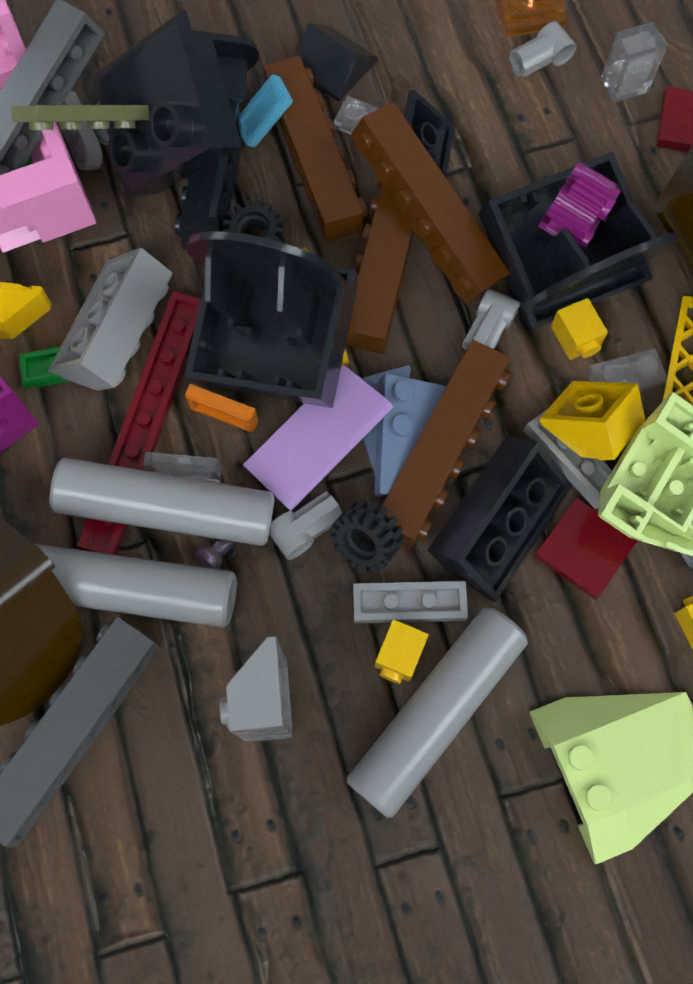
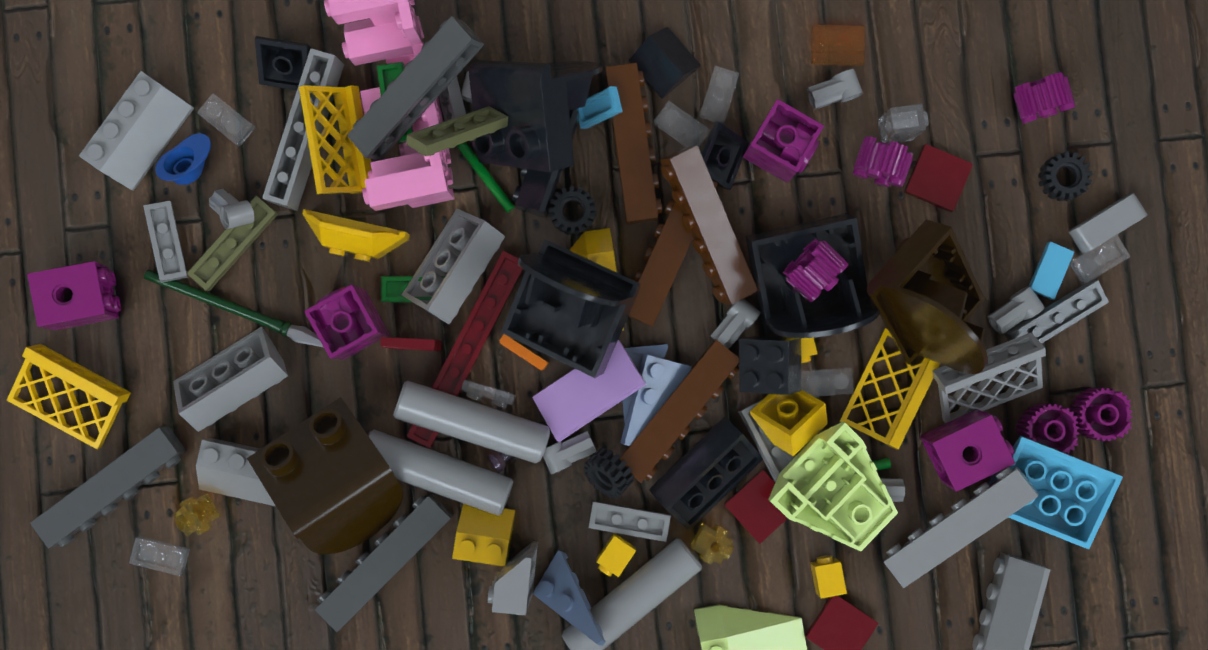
camera: 10 degrees right, 15 degrees up
(66, 419) = (411, 344): none -> dark red tile
(130, 211) = (486, 177): none -> green bar
(203, 660) = (483, 536): none -> yellow slope
(337, 721) = (562, 593): none -> sand blue wing
(406, 75) = (719, 94): none -> clear plate
(497, 97) = (784, 142): none -> magenta brick
(536, 592) = (706, 536): none -> clear yellow brick
(550, 353) = (770, 365): none -> black brick
(623, 105) = (883, 161): none -> magenta brick

